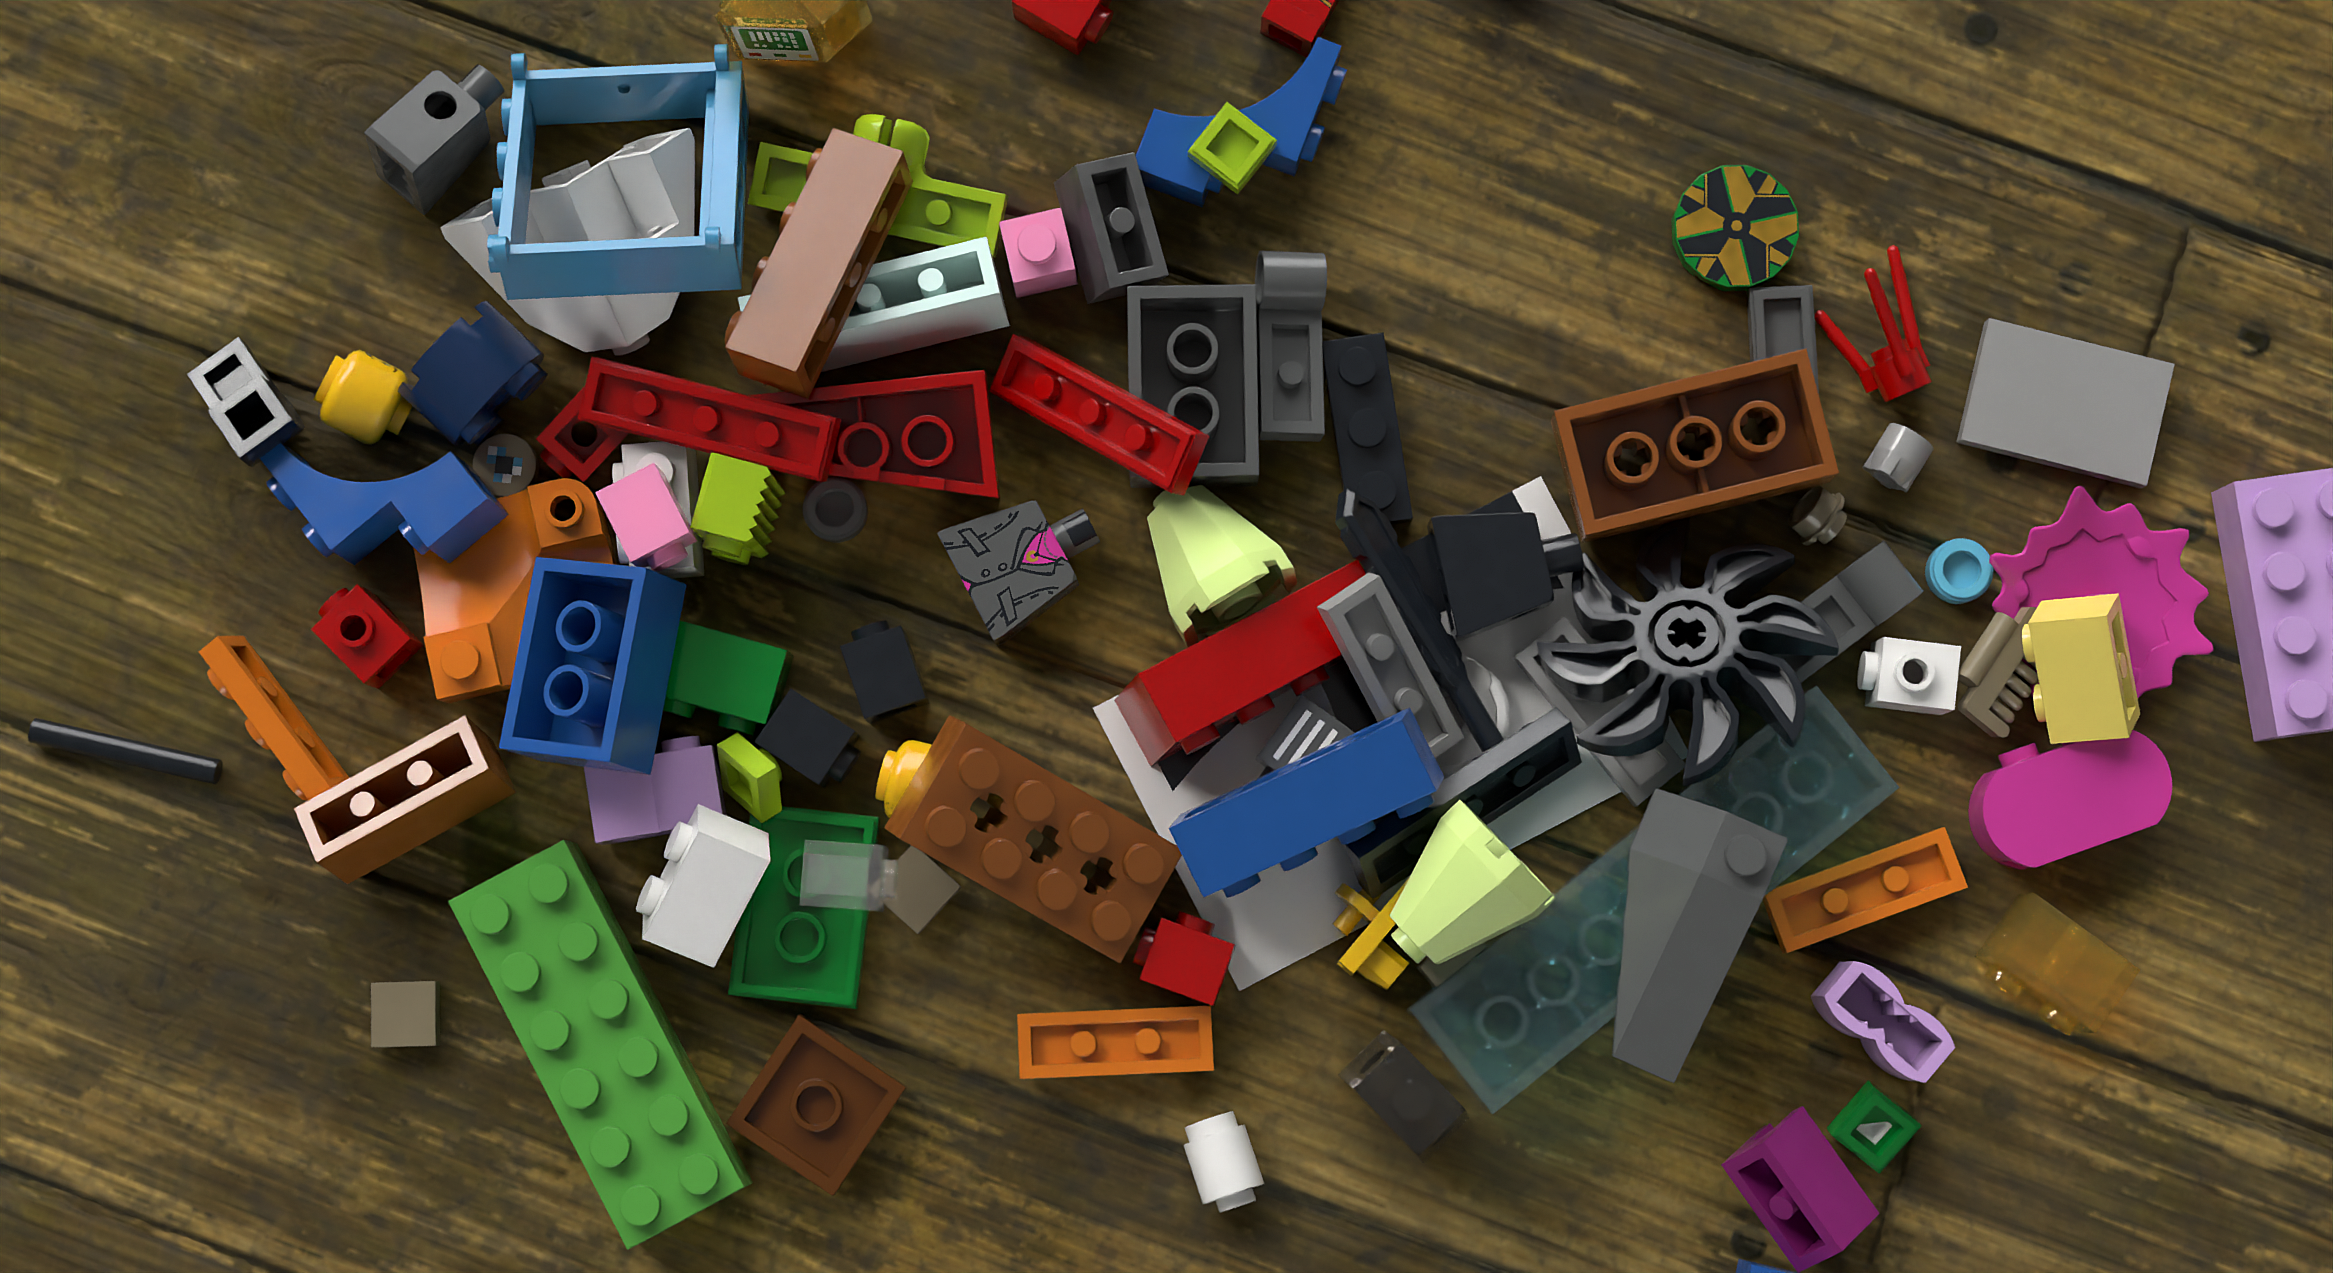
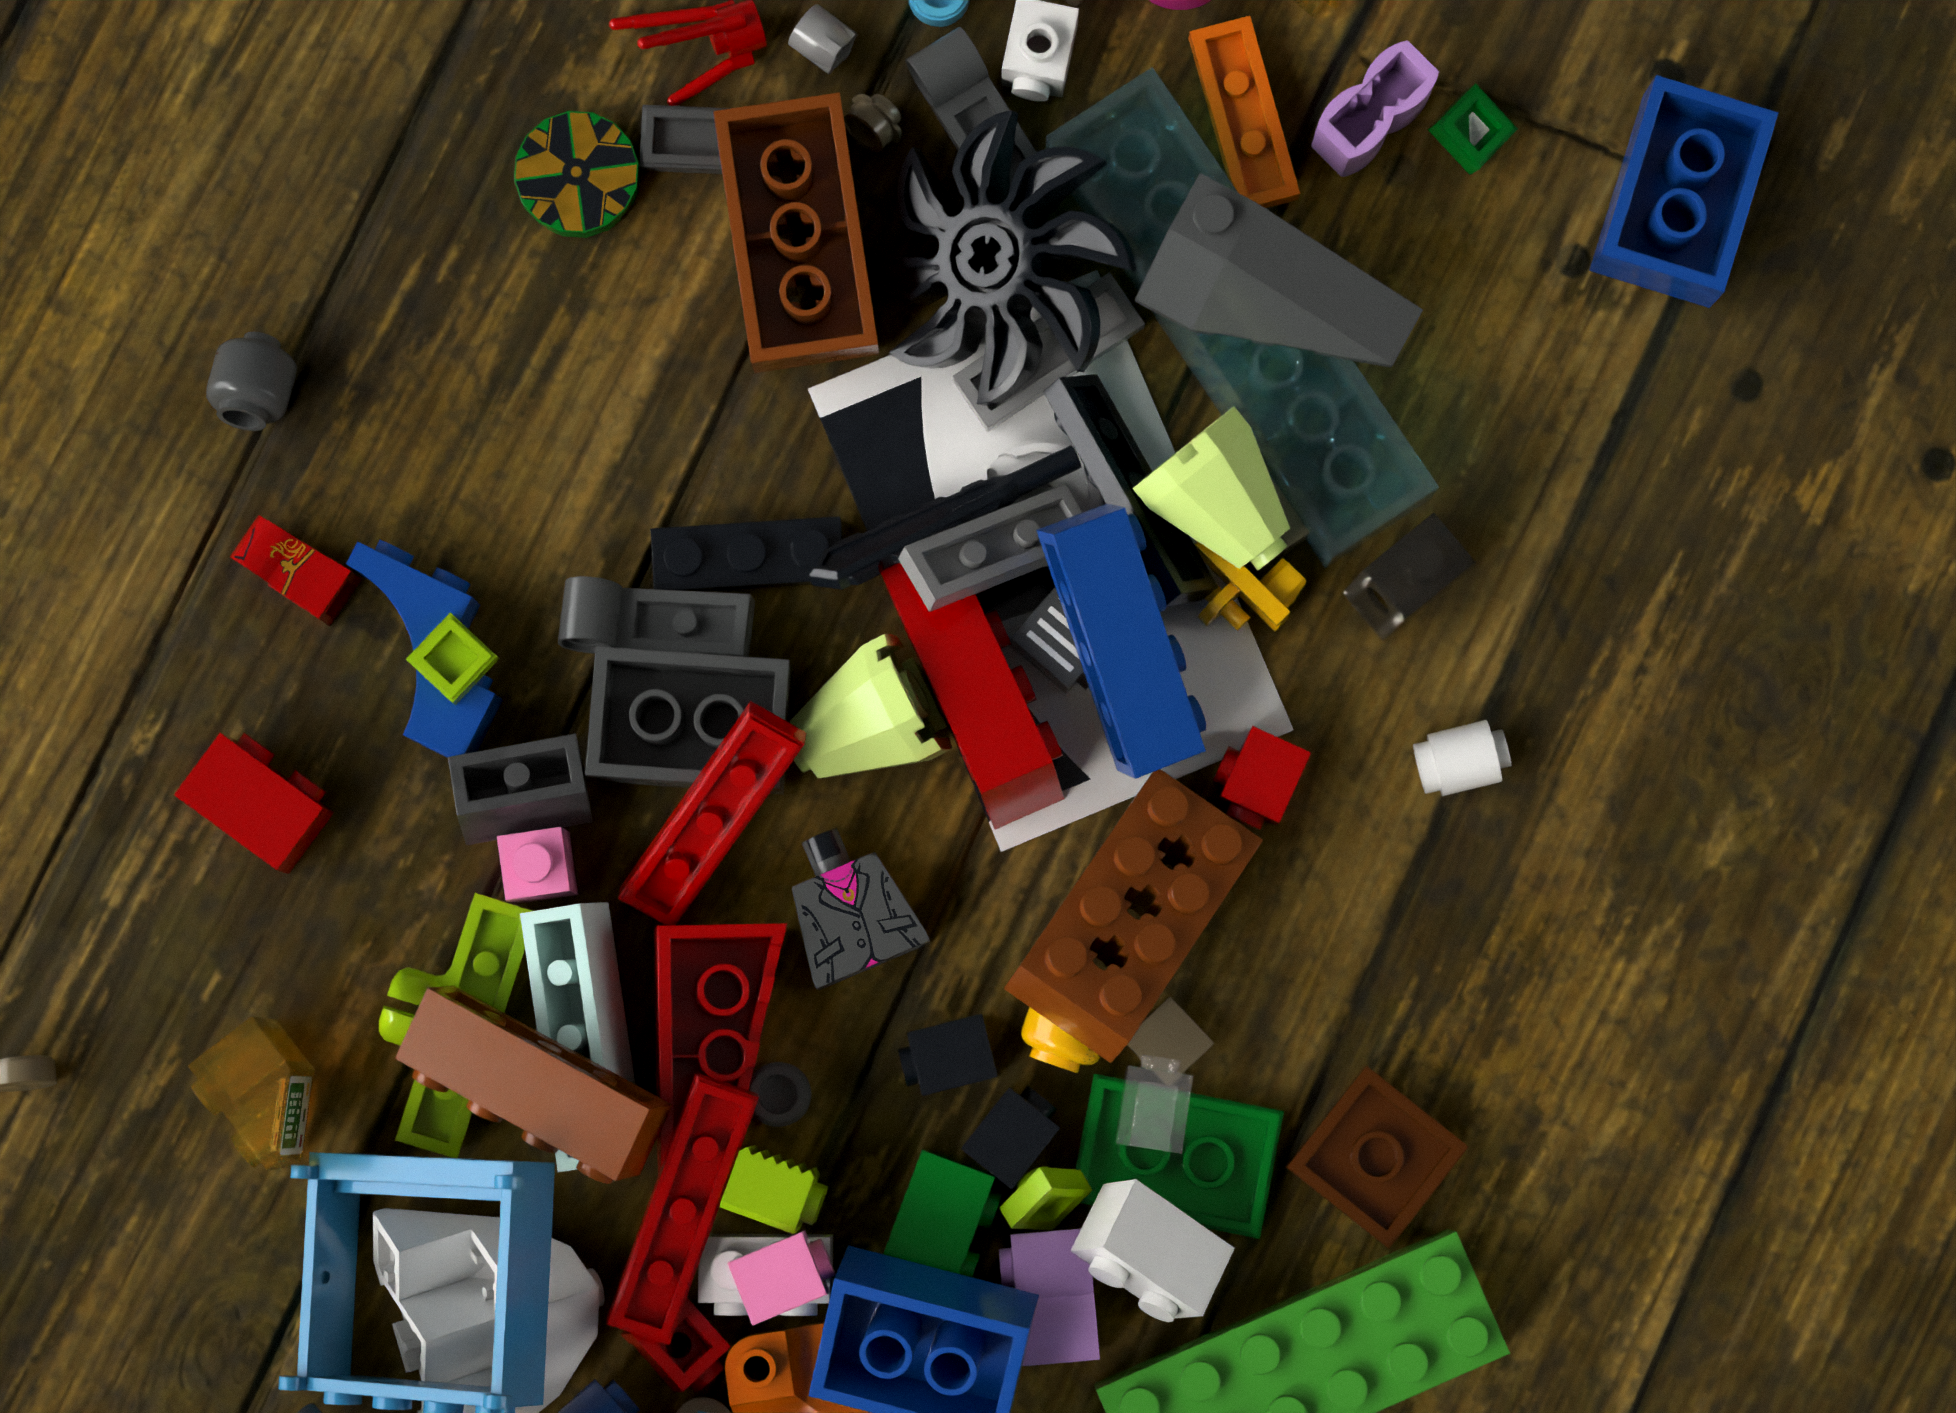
camera: 85 degrees left, 0 degrees up
(1115, 1042) = (1336, 854): orange plate -> none
(1496, 567) = (899, 438): black torso -> none
(1800, 1190) = (1530, 202): magenta brick -> none

